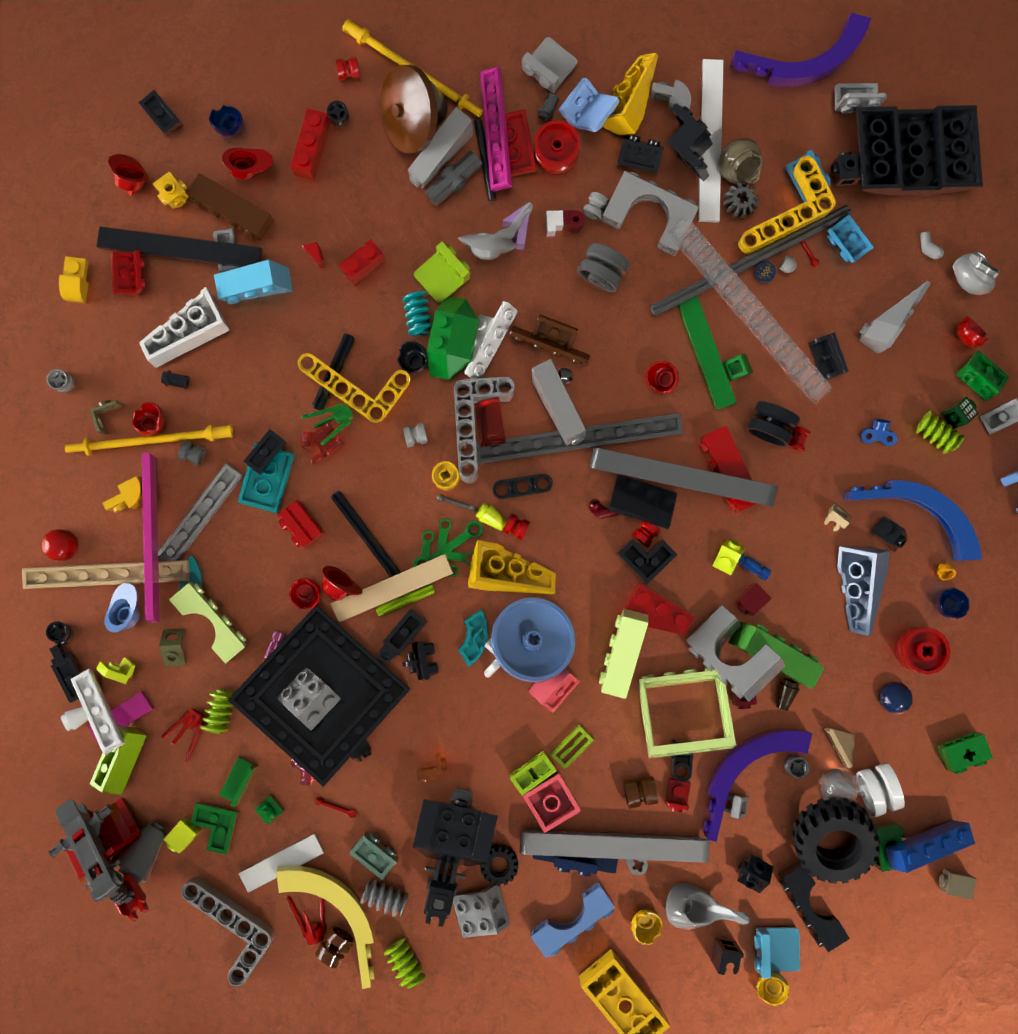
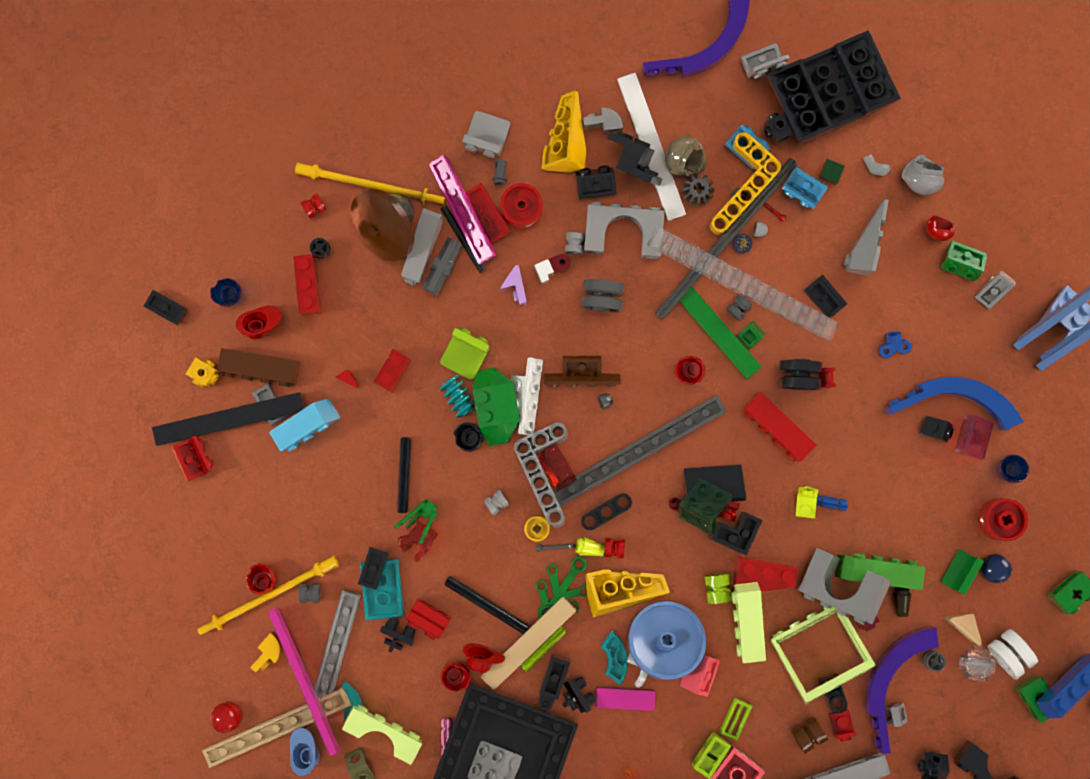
camera: 15 degrees left, 0 degrees up
(55, 379) = (167, 576): light grey wheel -> none
(73, 281) = (148, 484): yellow brick -> none
(103, 407) = (217, 583): olive bracket -> none
(127, 173) = (158, 370): red piece -> none
(169, 378) = (269, 535): black pin -> none
(186, 330) = (264, 487): white wedge -> none
(258, 521) = (406, 637): none -> black hips
(353, 391) = (428, 486): yellow beam -> none
(468, 683) = (625, 698): none -> dark pink tile
(491, 245) = (498, 315): light grey hat -> none
(558, 403) = (609, 429): light grey slope -> none
(587, 107) = (535, 160): light blue bracket -> none
(606, 607) = (718, 588): none -> lime wheel
(622, 517) = (704, 505): none -> clear green bracket
(683, 476) = (741, 450): dark grey beam -> none
(736, 334) = (739, 307): none -> dark grey wheel
(752, 599) = (841, 532): dark red brick -> none
(838, 863) = (1002, 730): black tyre -> none
(839, 516) = (887, 431): tan tile -> none
(859, 687) = (961, 571): none -> green panel
(863, 581) = (930, 478): sand blue wedge -> none
(883, 235) = (831, 171): none -> dark green tile
(925, 556) = (974, 437): none -> clear pink slope
(939, 432) = (946, 325): lime piece -> none
(946, 571) = (997, 443): light orange hinge -> none
(960, 413) = (957, 302): dark green slope -> none

